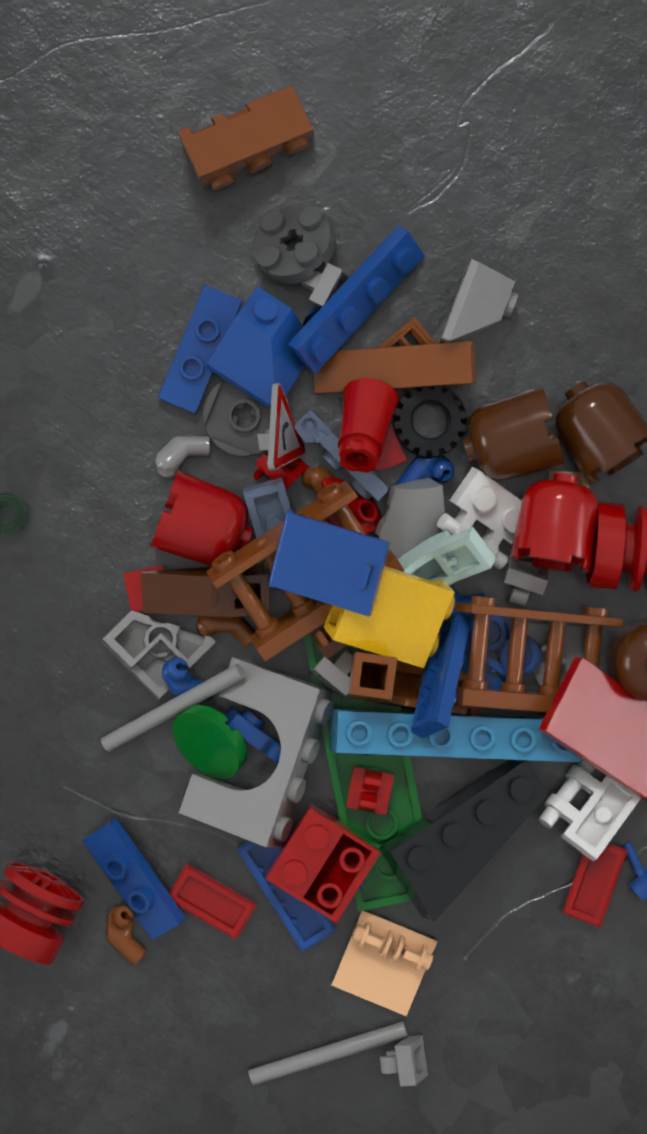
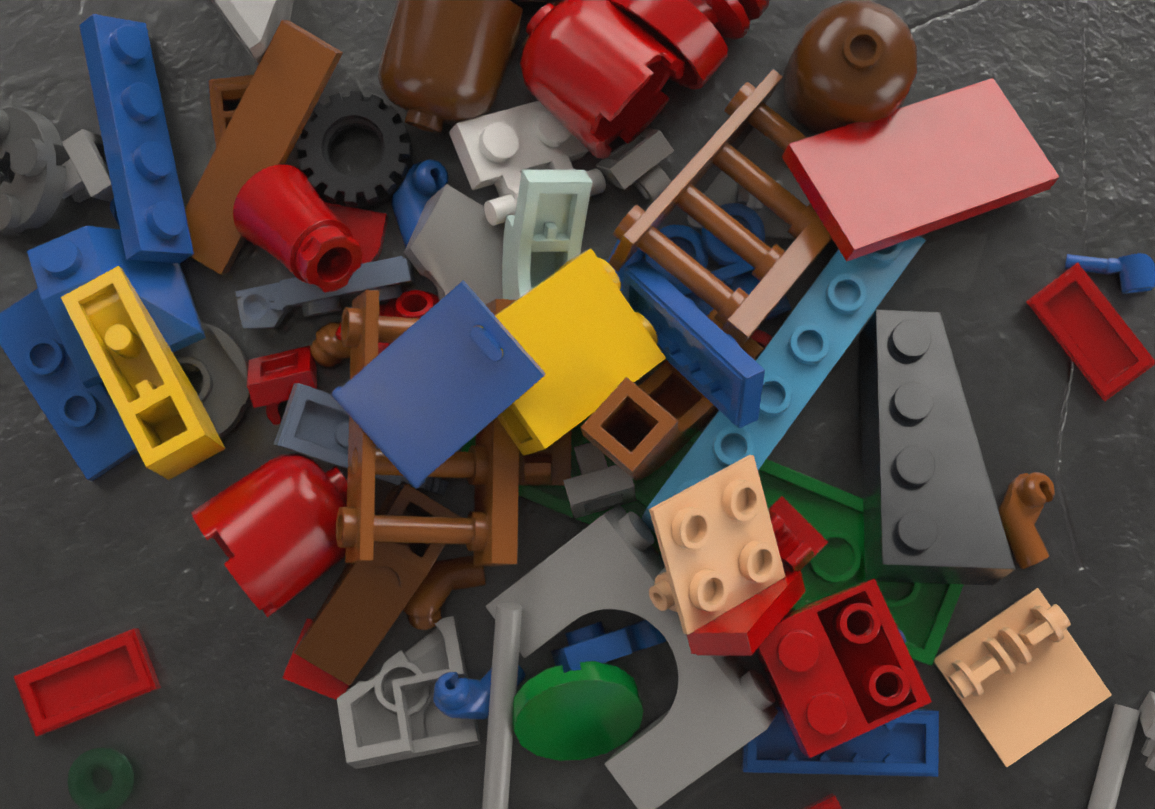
camera: 55 degrees left, 5 degrees down
(51, 470) = (87, 682): none -> red tile
(178, 450) = (175, 507): light grey arm -> none
(232, 395) = (142, 375): none -> yellow slope
(281, 439) = (244, 350): light grey piece -> none
(318, 797) = (749, 623): none -> red tile
(341, 759) = (715, 546): none -> light nougat hinge
(471, 906) = (1019, 514): none -> dark orange arm
(598, 818) = (1010, 266): white plate -> none

